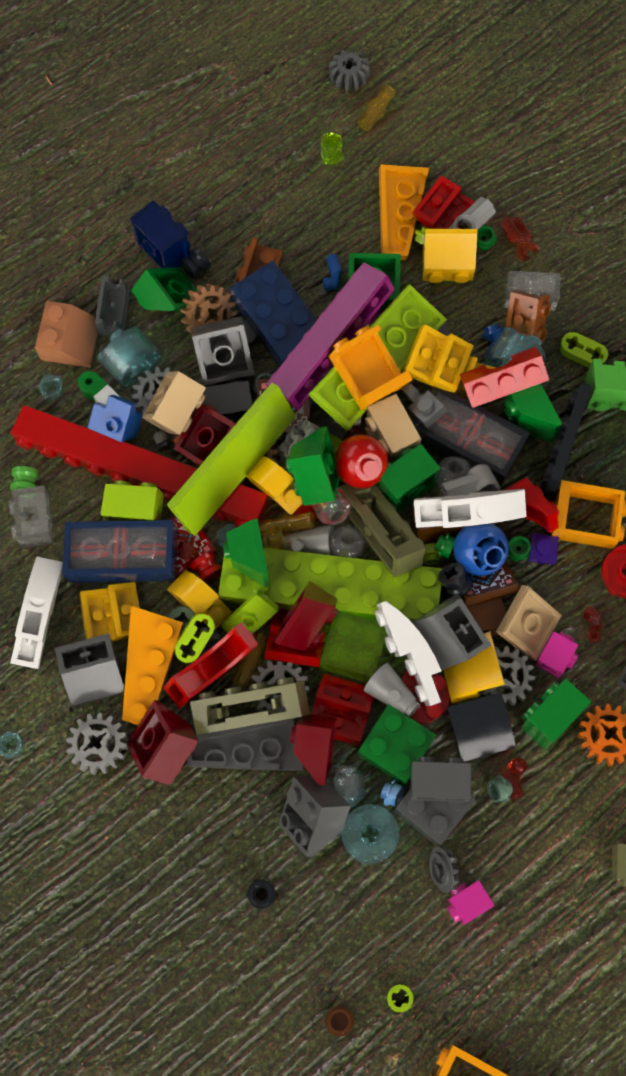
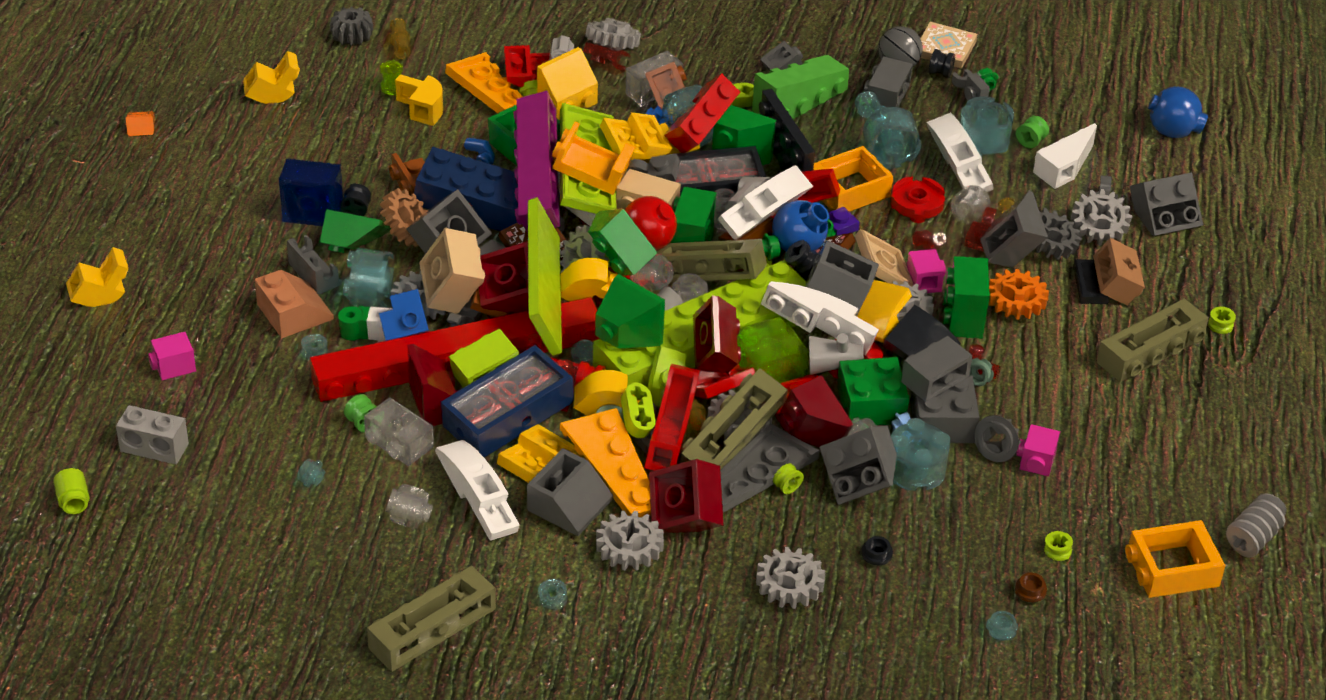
camera: 45 degrees left, 30 degrees down
(82, 493) = (429, 383): none -> dark red slope
(118, 70) = (140, 123): none -> orange slope
(177, 856) = (790, 577): none -> light grey gear
(236, 94) = (270, 84): none -> yellow brick
(259, 776) = (788, 478): none -> lime bush
(276, 1037) = (1002, 625): none -> clear light blue plate
(338, 191) = (423, 97): none -> yellow brick
(541, 219) = (613, 34): none -> light grey gear

